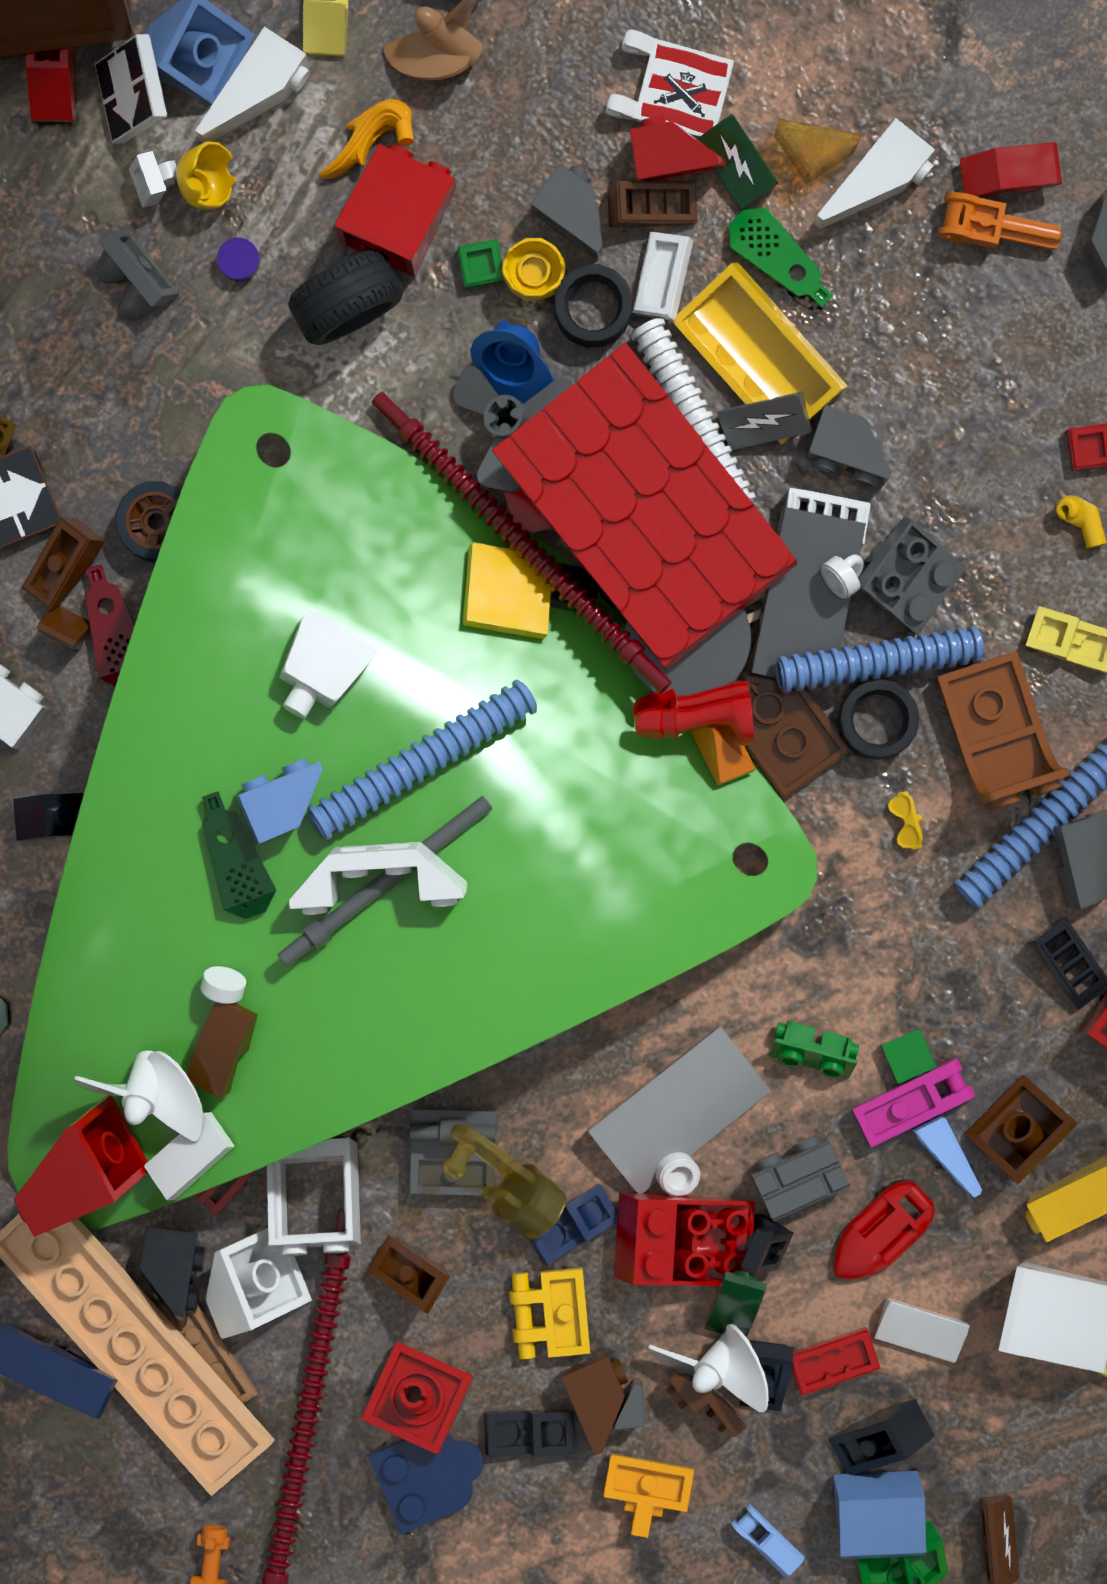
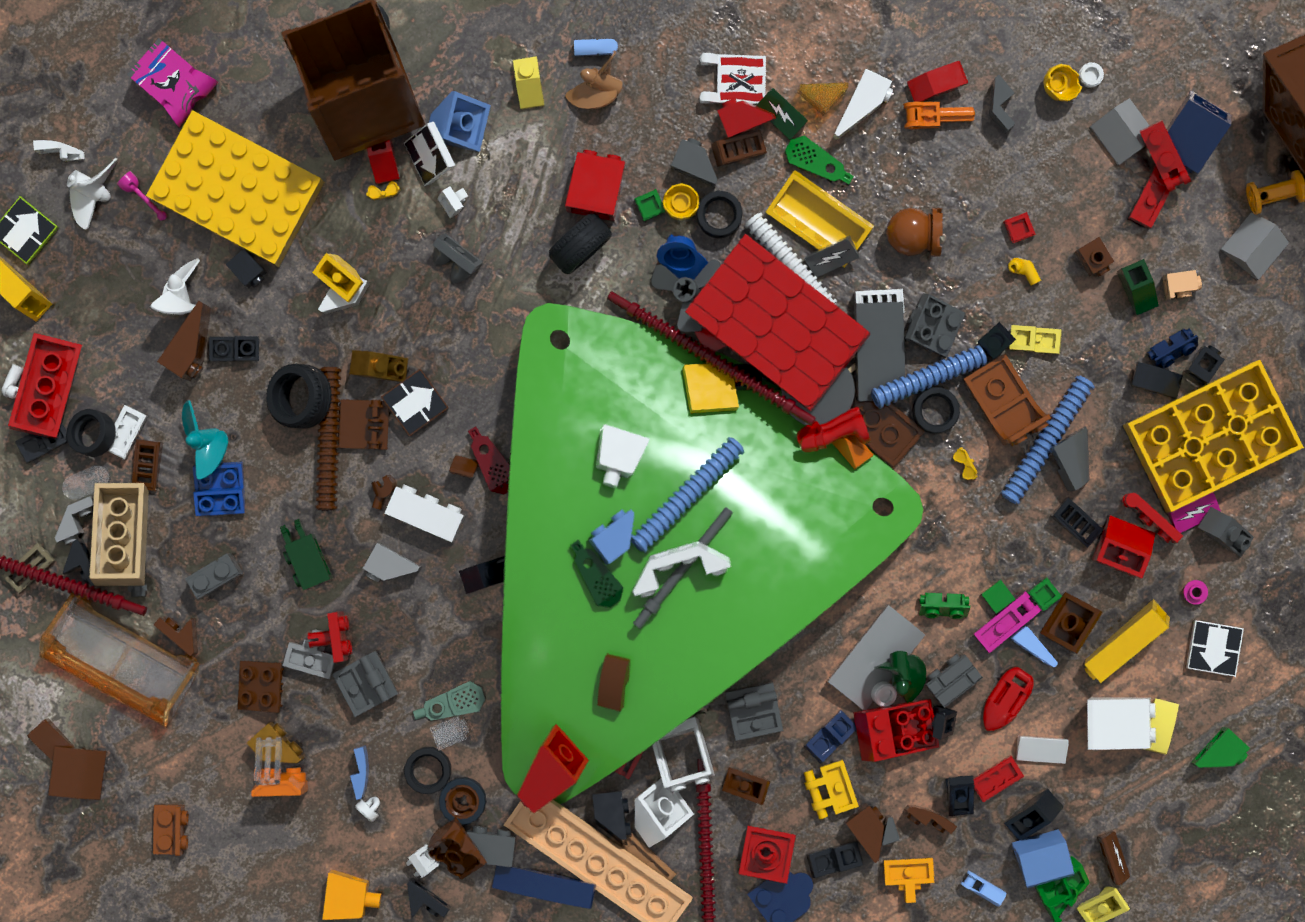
camera: 10 degrees left, 0 degrees up
(55, 138) = (391, 190): none -> yellow piece
(62, 561) = (453, 430): reddish brown slope -> none
(137, 511) = (488, 394): wheel -> none
(156, 1088) = (581, 714): white piece -> none
(186, 1161) = (609, 748): white tile -> none
(205, 176) = (482, 193): yellow hair -> none
(223, 985) = (606, 647): white tile -> none
(238, 259) = (512, 235): dark purple tile -> none
(259, 83) = (501, 131): white slope -> none
(367, 128) = (567, 144): light orange piece -> none
(526, 1195) = (800, 727): clear yellow piece -> none
(662, 276) = (754, 188): white tile -> none
(724, 1149) = (907, 674): none -> dark green piece
(726, 1363) = (937, 793): white piece -> none
(736, 1302) = (934, 759): dark green slope -> none
(841, 577) = (897, 334): white tile -> none
(849, 445) = (882, 259): dark grey slope -> none
(914, 411) = (914, 231): none -> dark orange tile
(987, 1070) = (1044, 594): none -> green tile
(1007, 625) = (996, 340): none -> black bracket

